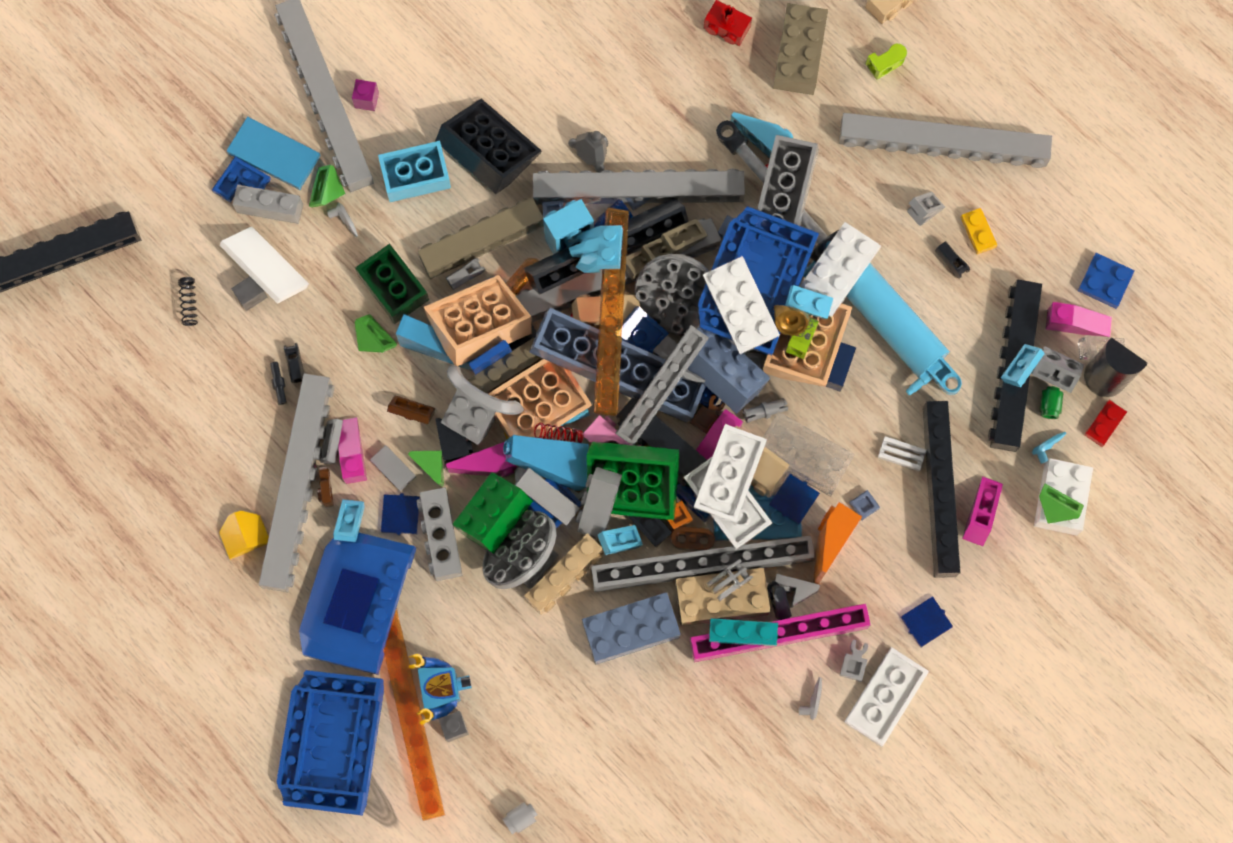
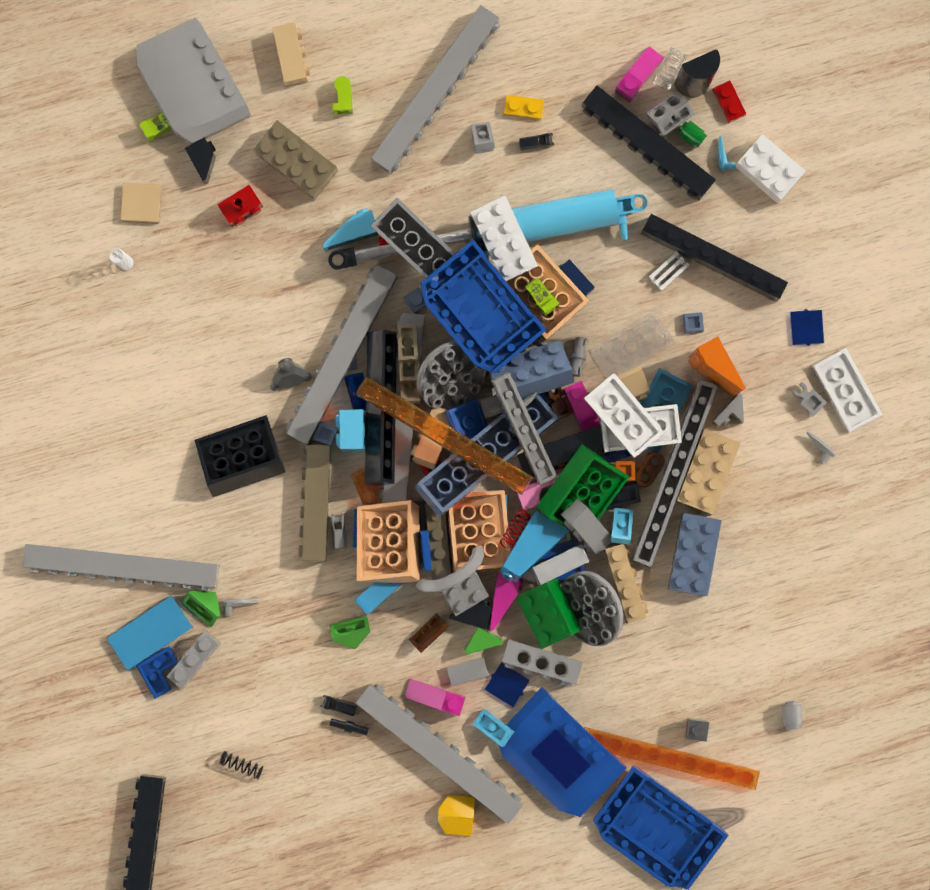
camera: 60 degrees left, 10 degrees up
(249, 293) = (261, 711): flat silver brick -> none
(264, 264) = (245, 688): white tile -> none
(325, 492) = (460, 735): reddish brown plate -> none
(331, 441) = (421, 709): light grey tile -> none
(365, 95) = (141, 533): magenta brick -> none
(392, 283) = (317, 594): dark green brick -> none
(414, 171) = (231, 527): medium azure brick -> none
(438, 686) = (661, 725): torso -> none
(599, 249) = (388, 417): medium azure plate -> none
(731, 579) = (703, 459): light grey arm -> none
(741, 305) = (496, 332): white plate -> none
(743, 632) = (747, 472): teal plate -> none
(779, 600) = (734, 431): black bar -> none
(790, 320) = (528, 300): pearl gold piece -> none
(790, 631) = (759, 444): dark pink brick -> none
(794, 499) = (661, 374): clear blue piece -> none
(809, 302) = (520, 277): medium azure plate -> none
(982, 512) = (748, 236): dark pink slope -> none
(1022, 365) = (655, 140): medium azure plate -> none
(1058, 506) = (779, 178): bright green slope -> none
(1106, 280) = (617, 32): blue plate -> none

